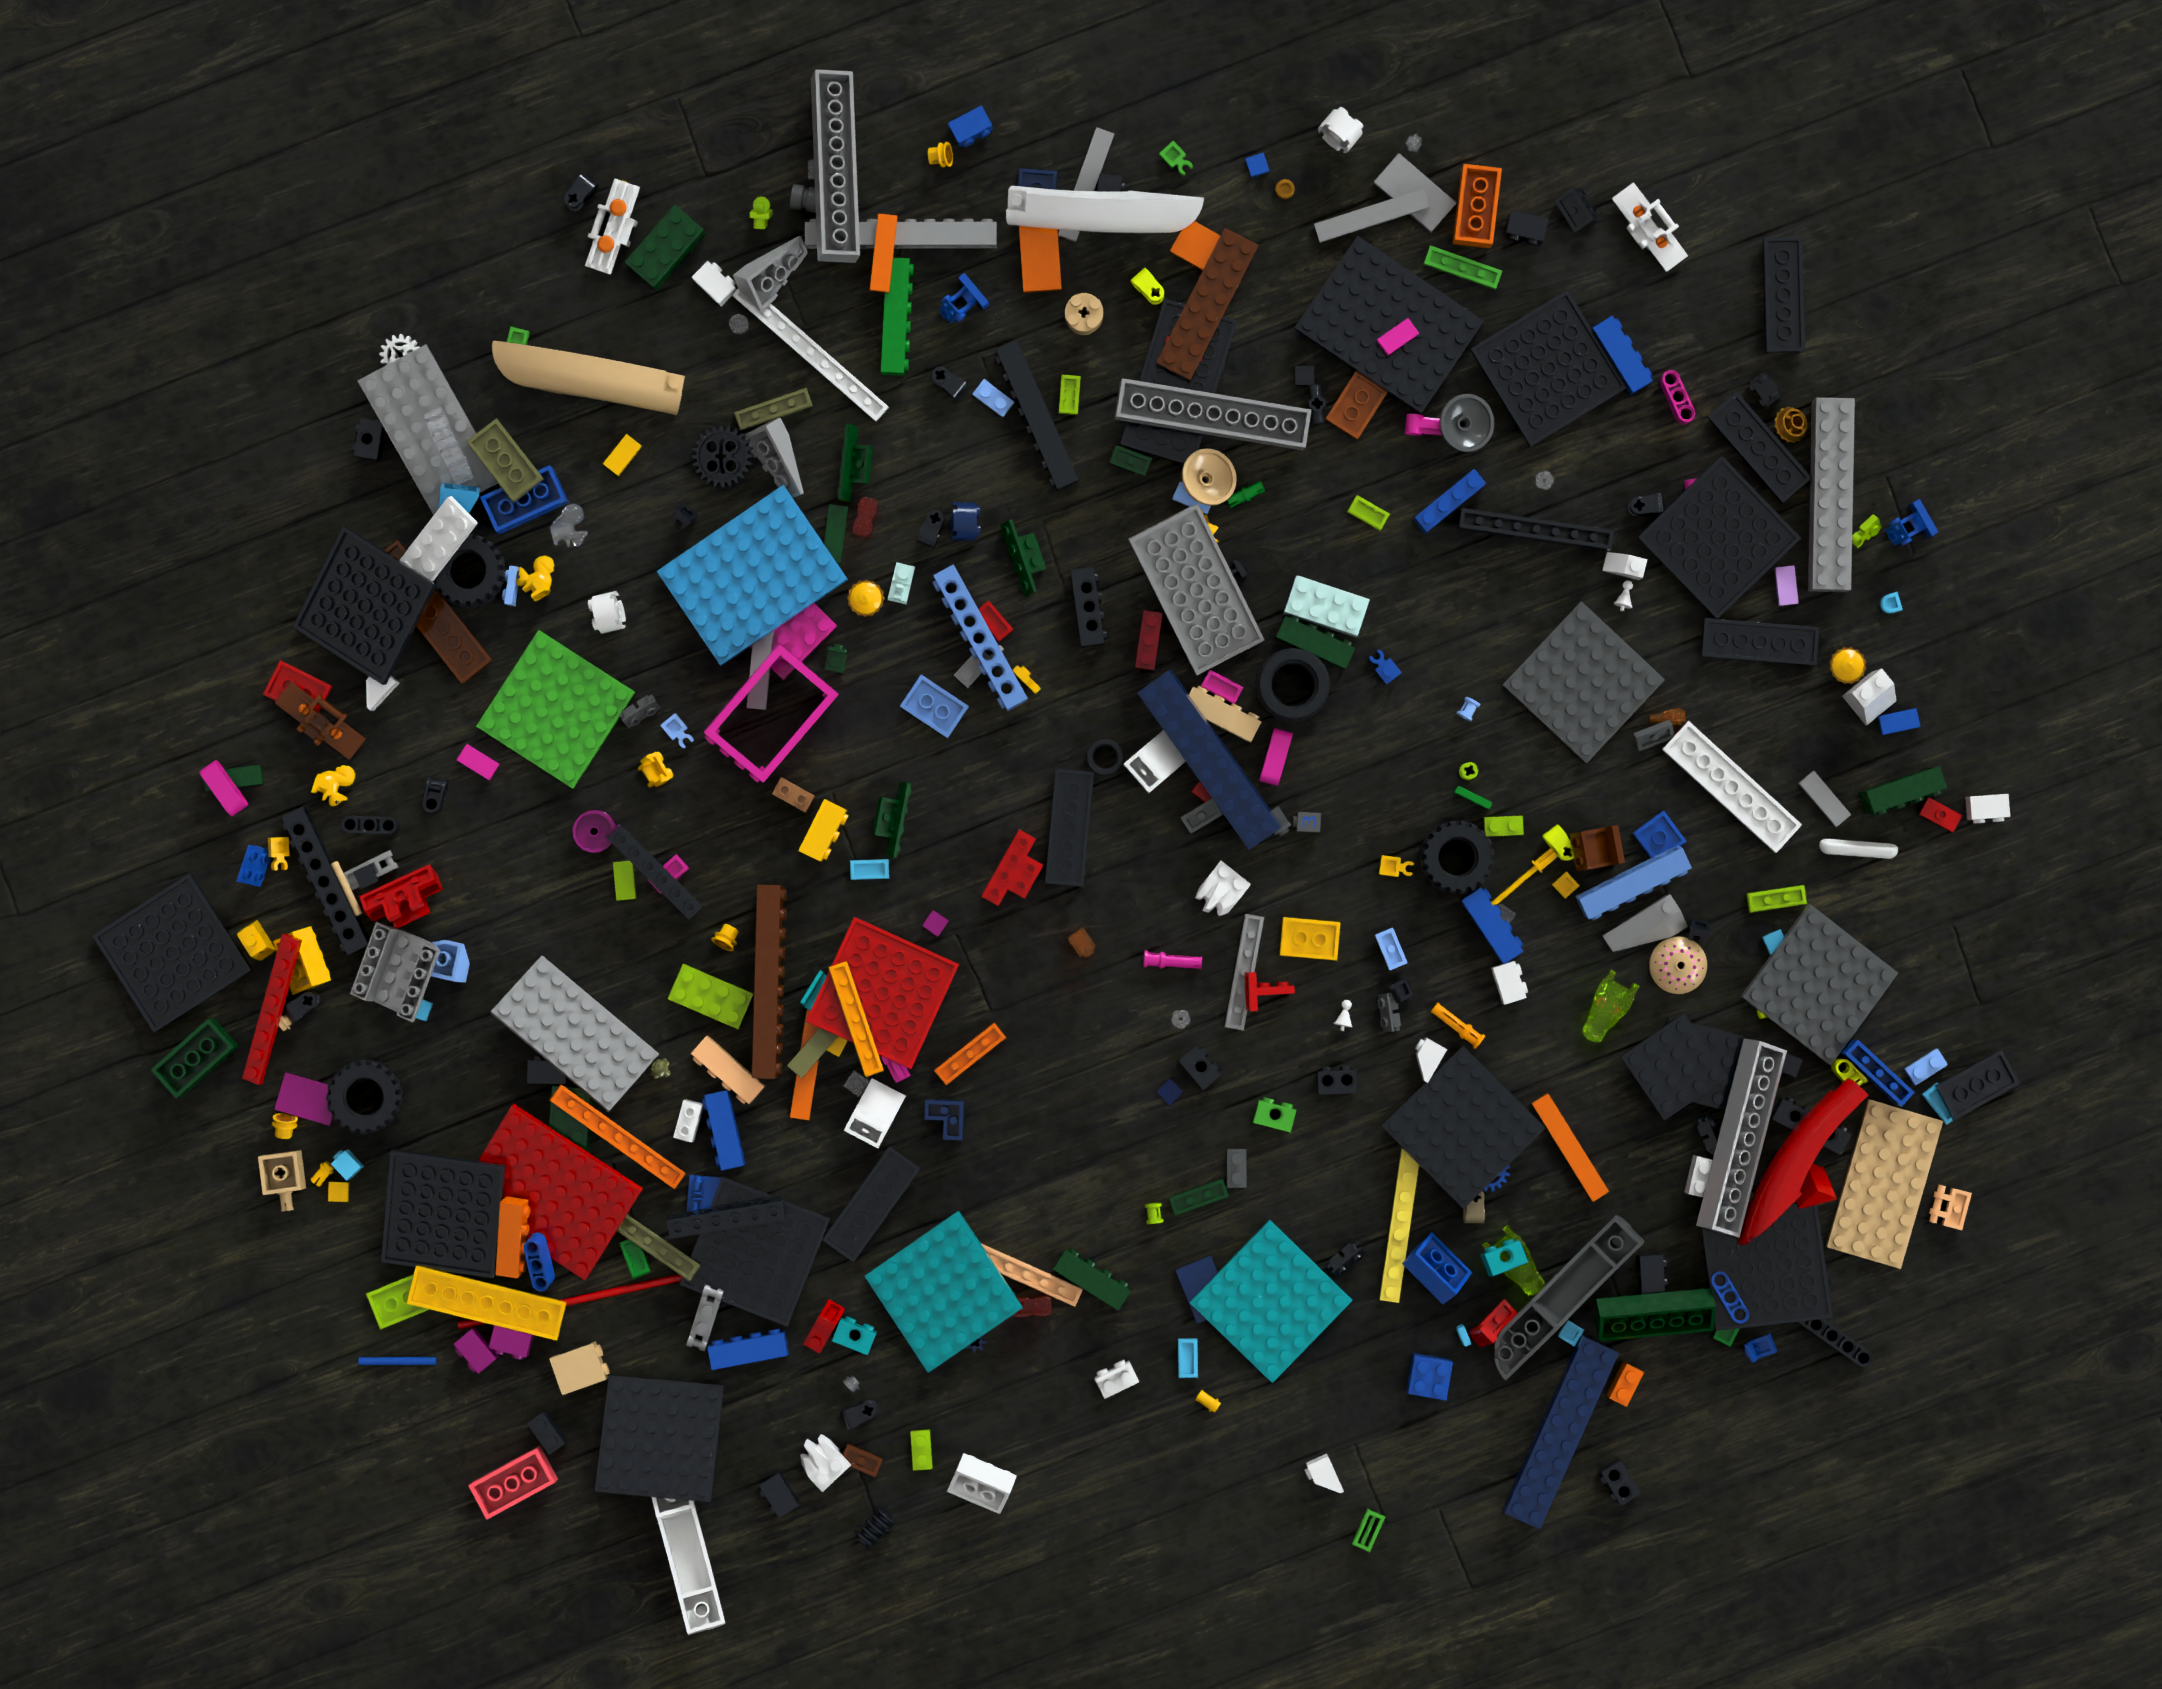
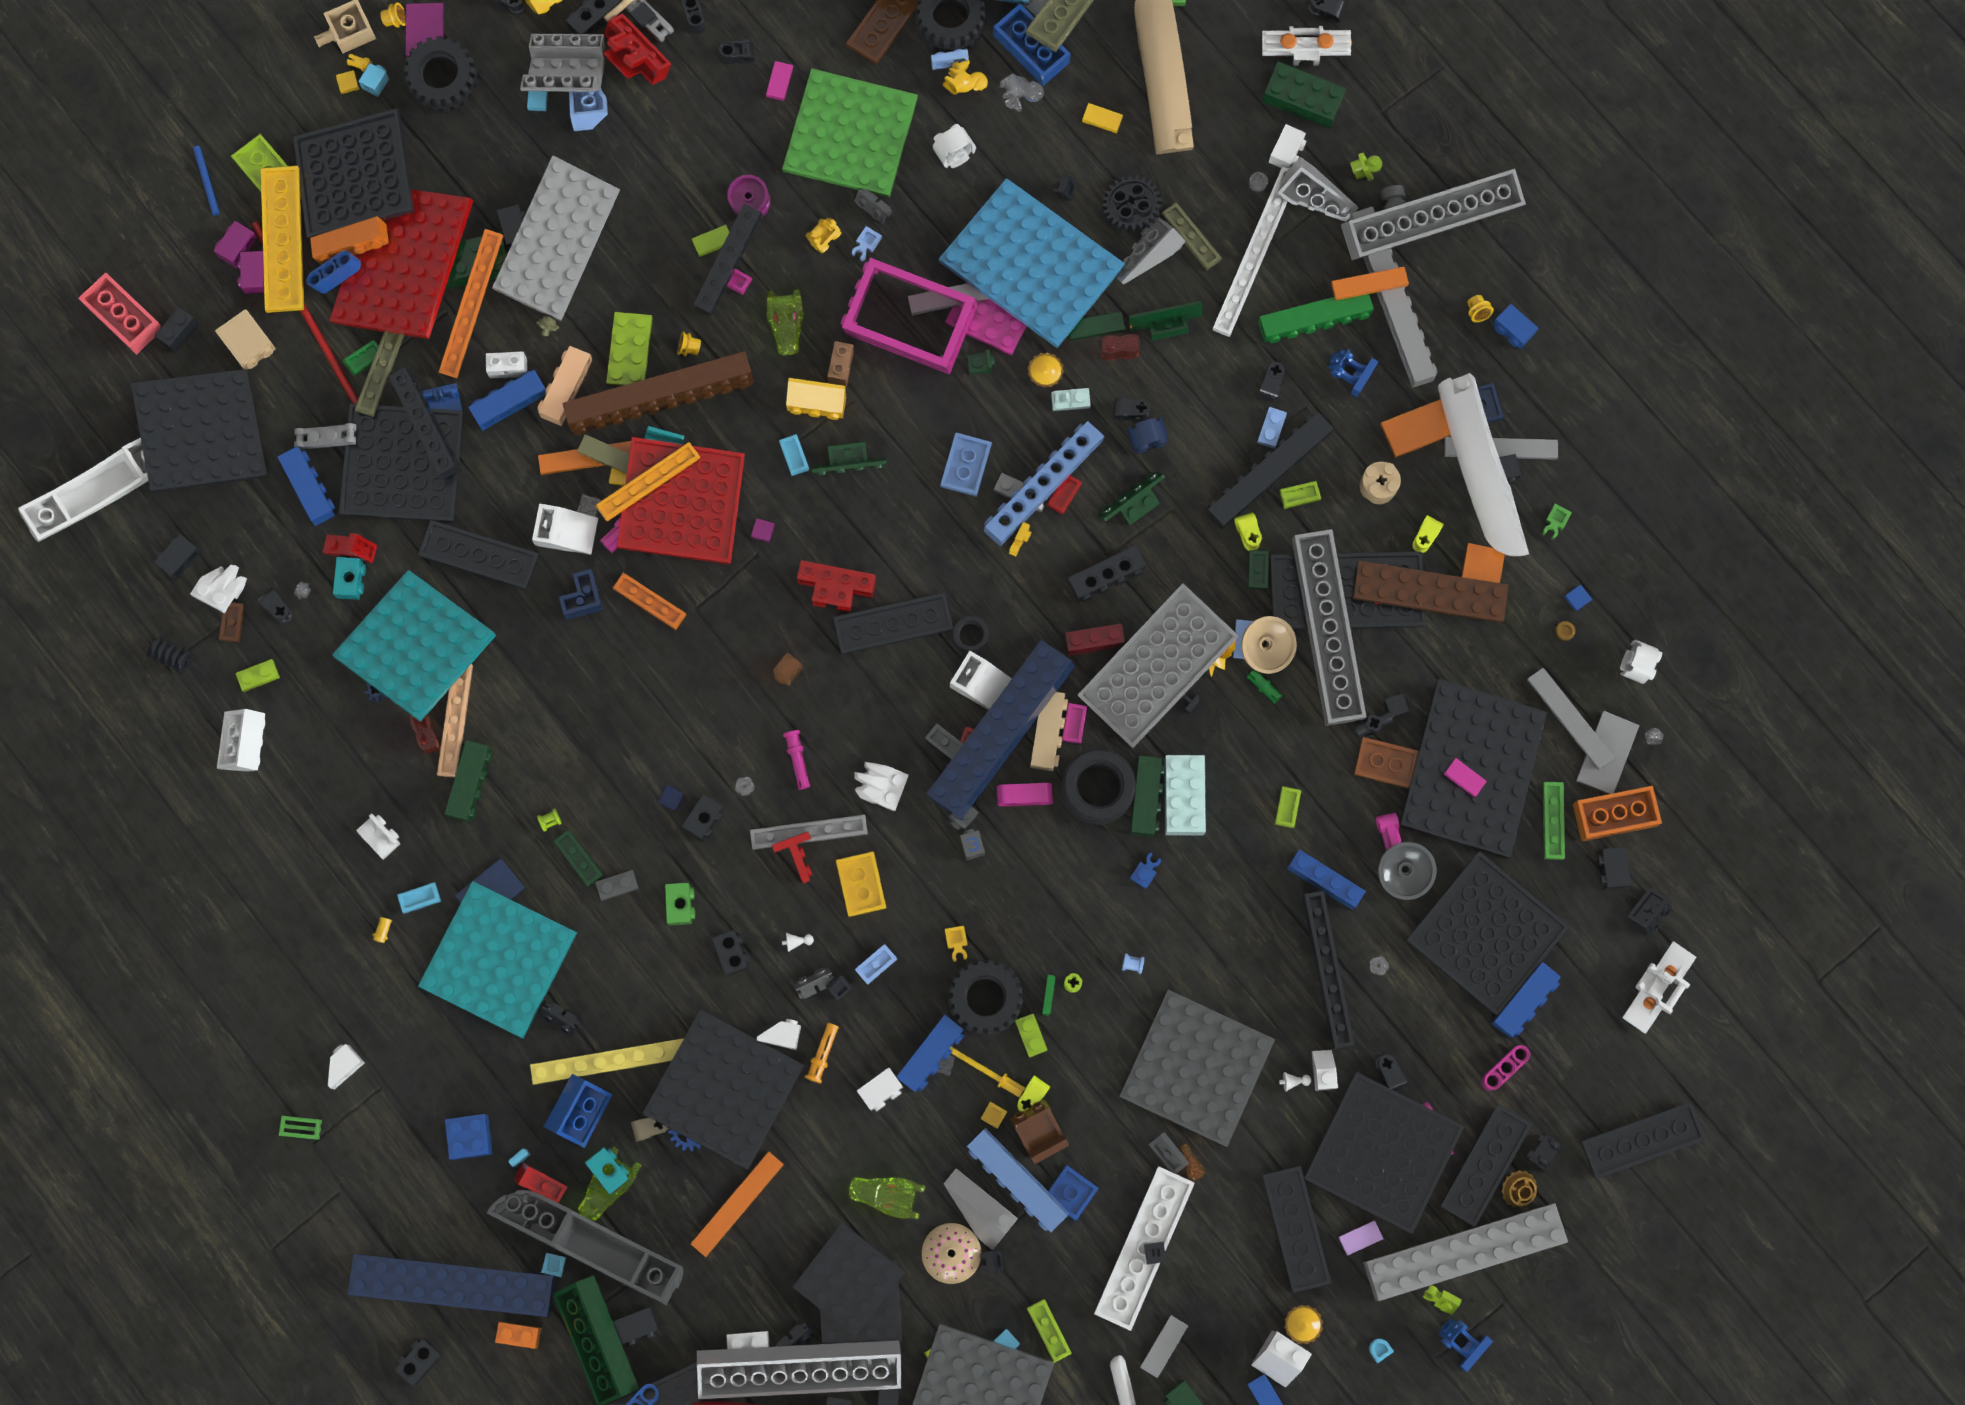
camera: 70 degrees right, 10 degrees down
(729, 834) = (785, 318): none -> clear neon green animal
(1085, 456) = (1248, 528): none -> neon yellow piece
(1740, 779) = (1155, 1253): none -> black tile

